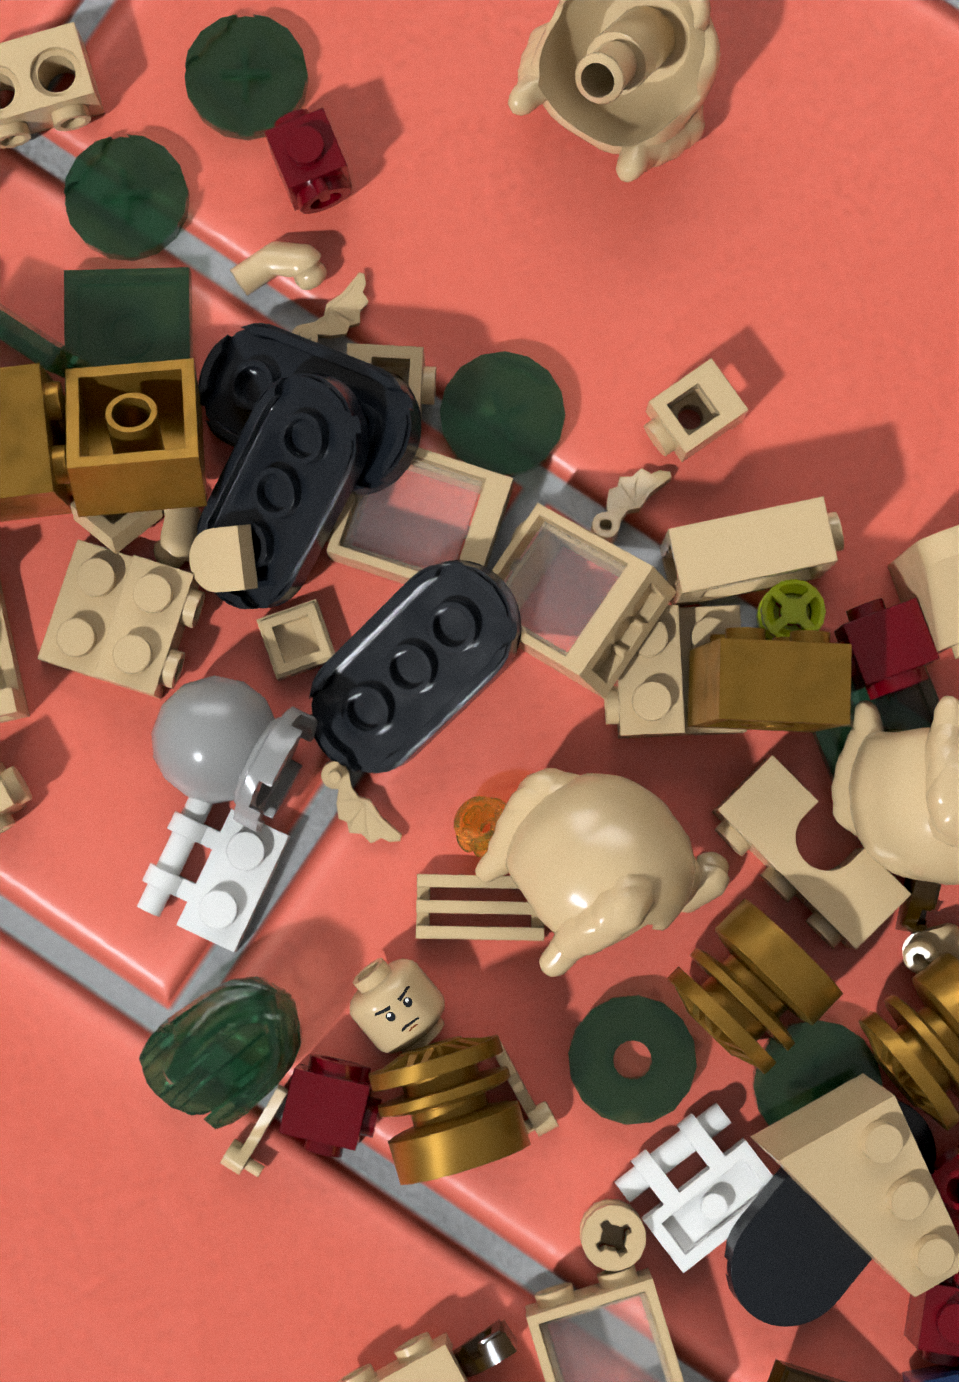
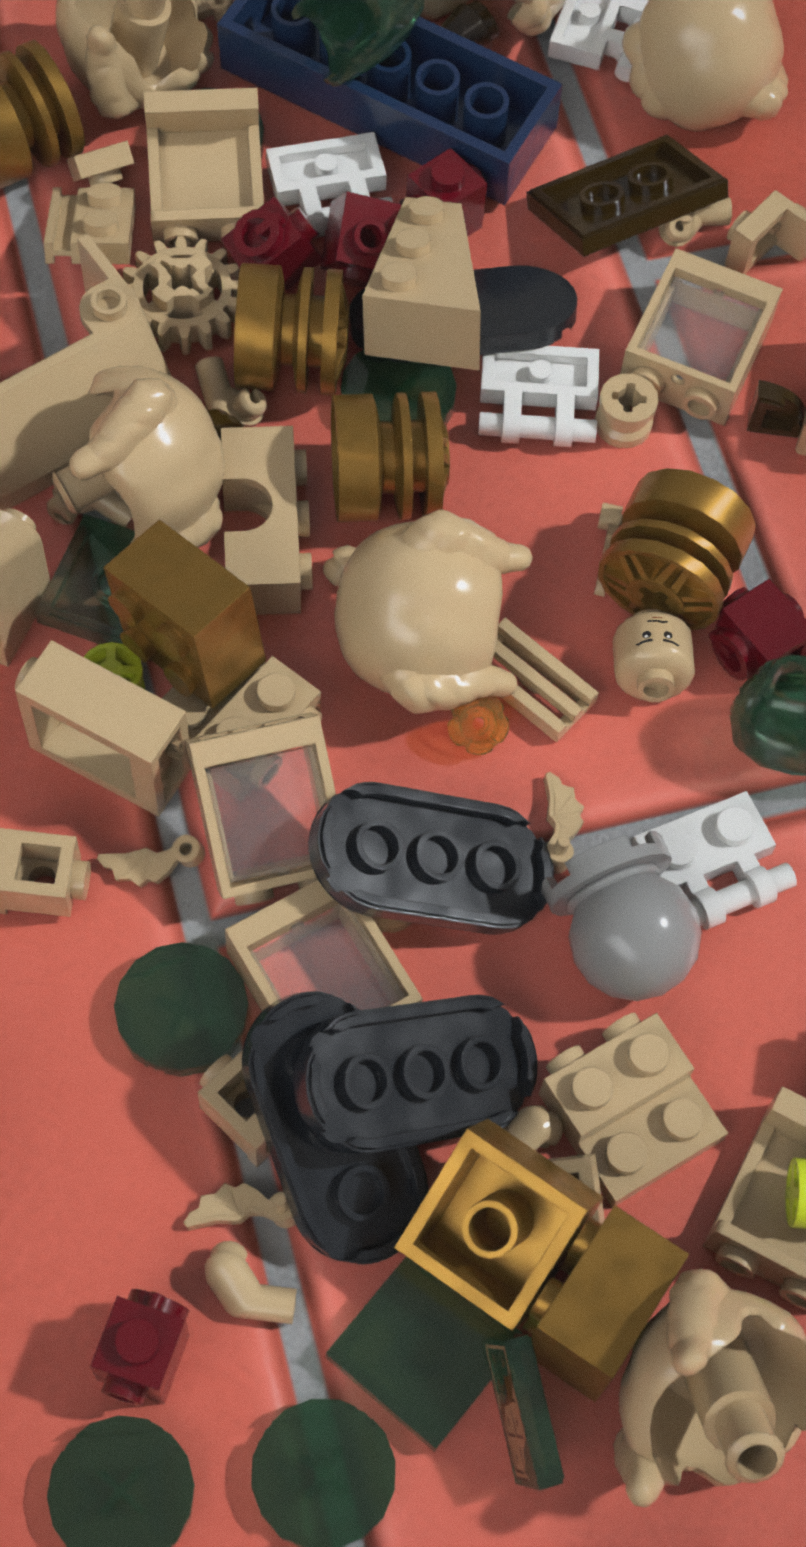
camera: 150 degrees left, 20 degrees down
(224, 559) = (509, 1065): tan tile -> none
(296, 639) = (502, 973): tan tile -> none
(640, 1097) = (519, 475): clear green tile -> none
(887, 646) = (69, 591): dark red brick -> none

